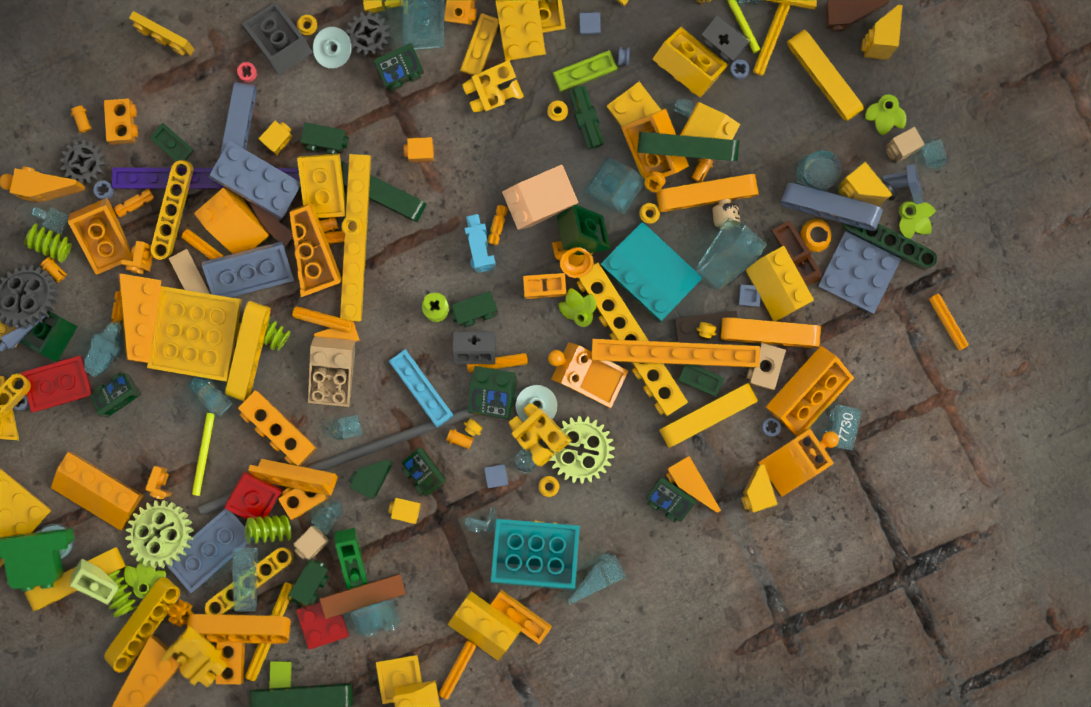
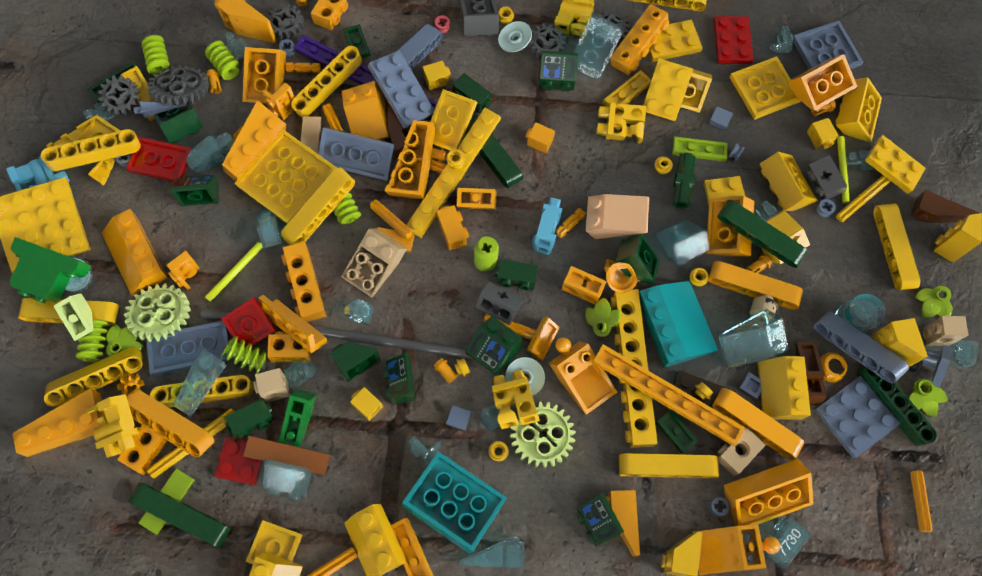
camera: 25 degrees right, 15 degrees down
(381, 290) = (451, 227): none -> light orange brick
(394, 253) = (476, 198): none -> light orange brick
(421, 388) = (437, 313): medium azure tile -> none
(533, 358) = (543, 338): none -> light orange tile
(657, 177) = (711, 252): light orange bush -> none

